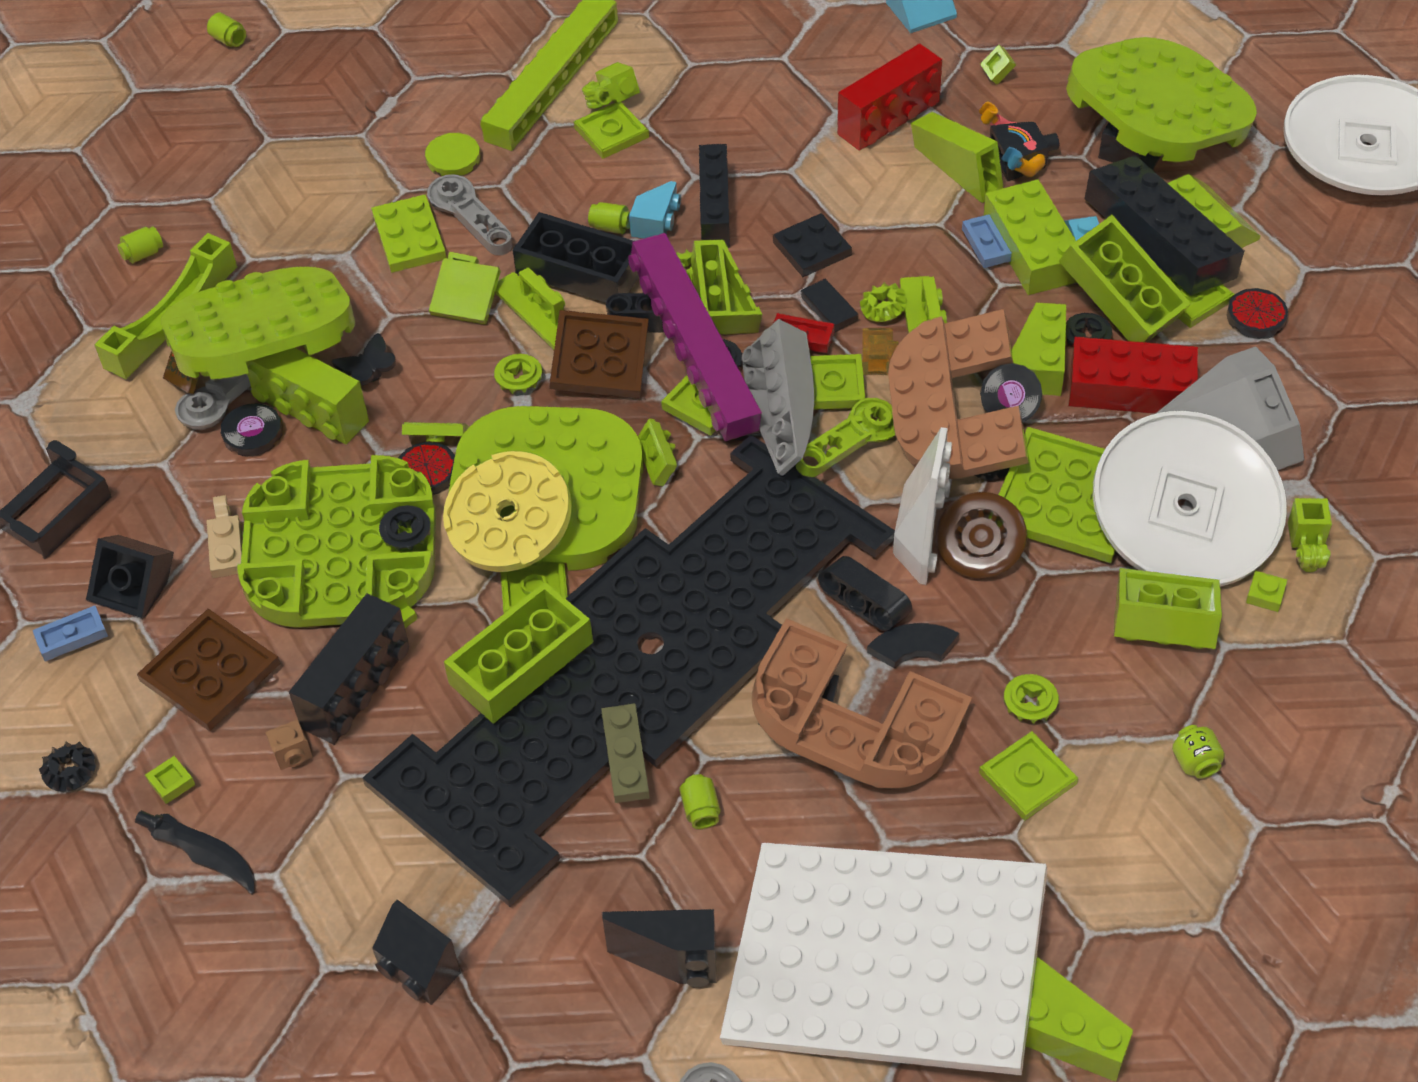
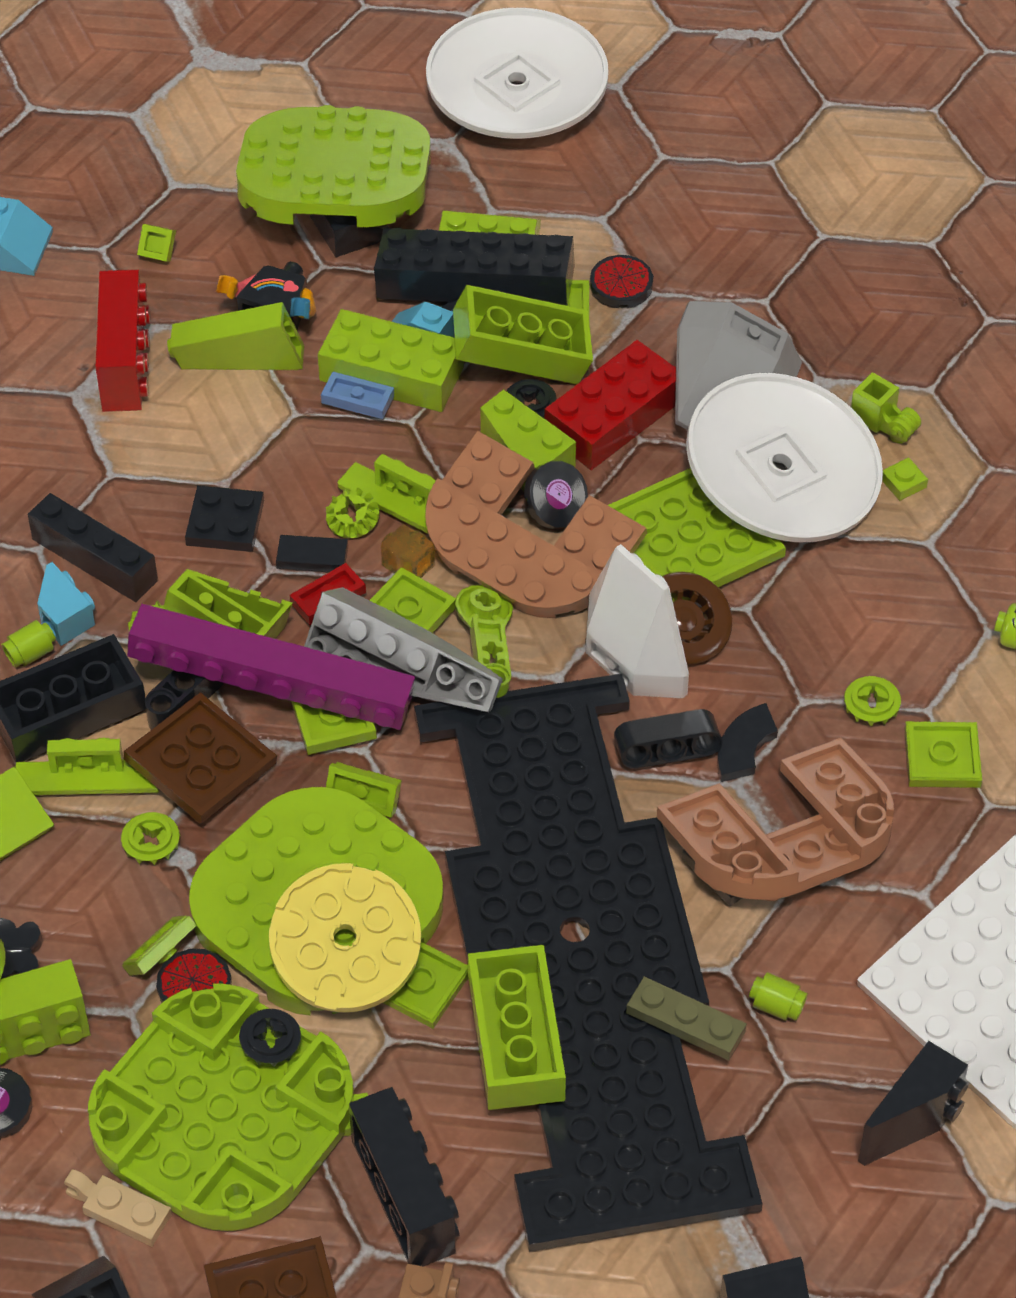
camera: 55 degrees left, 0 degrees up
(1167, 608) = (873, 548): lime slope -> none

